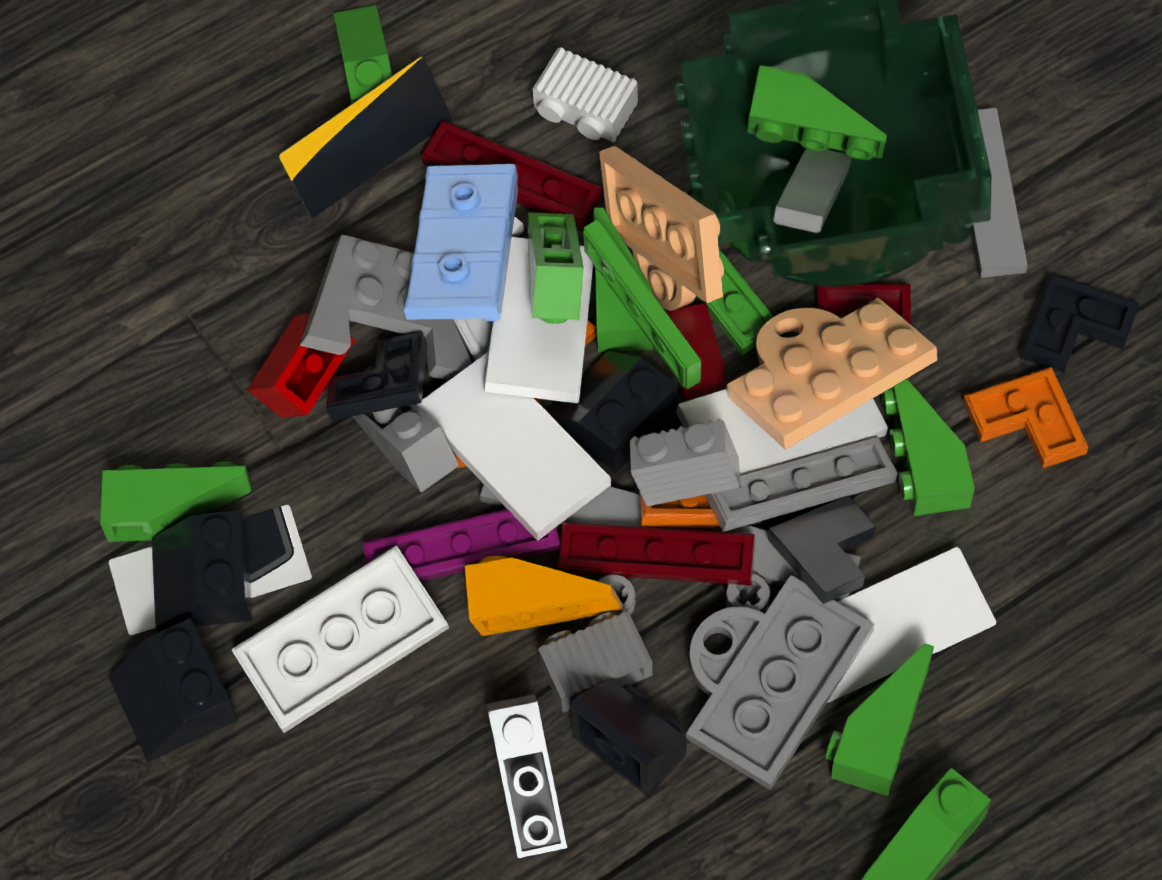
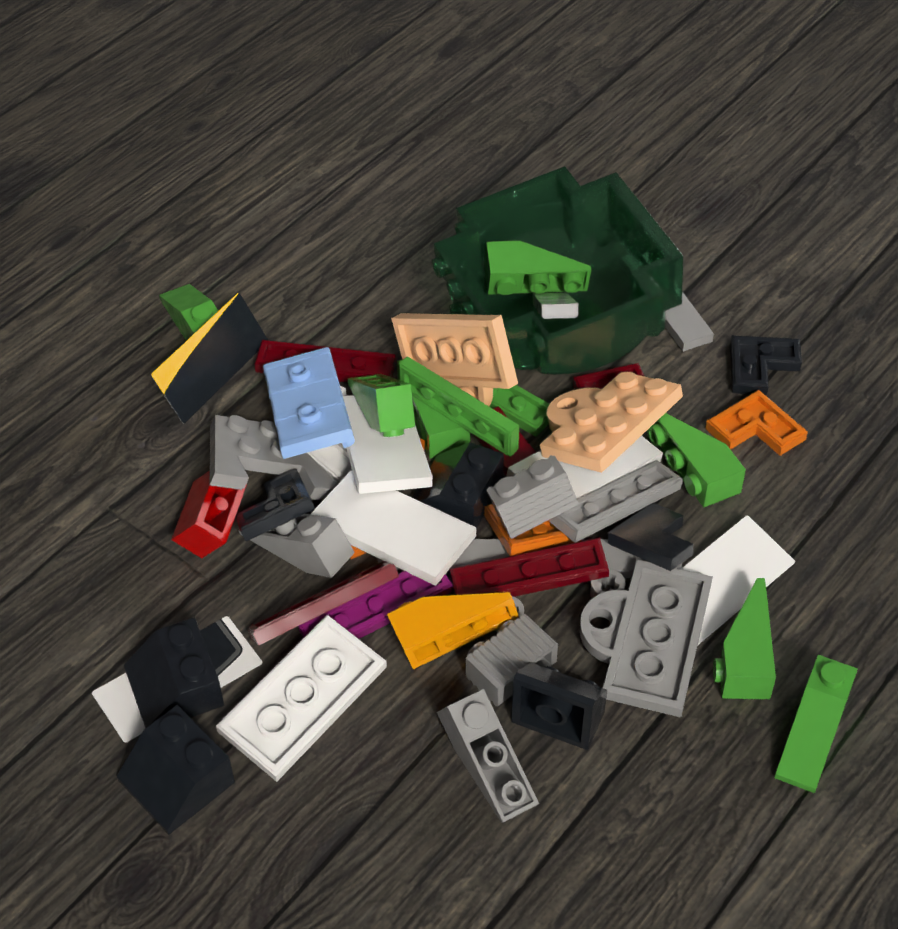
camera: 20 degrees left, 15 degrees down
(149, 501) = (114, 635): bright green slope -> none
(398, 525) = (322, 602): none -> dark red tile
(585, 95) = (361, 301): white brick -> none

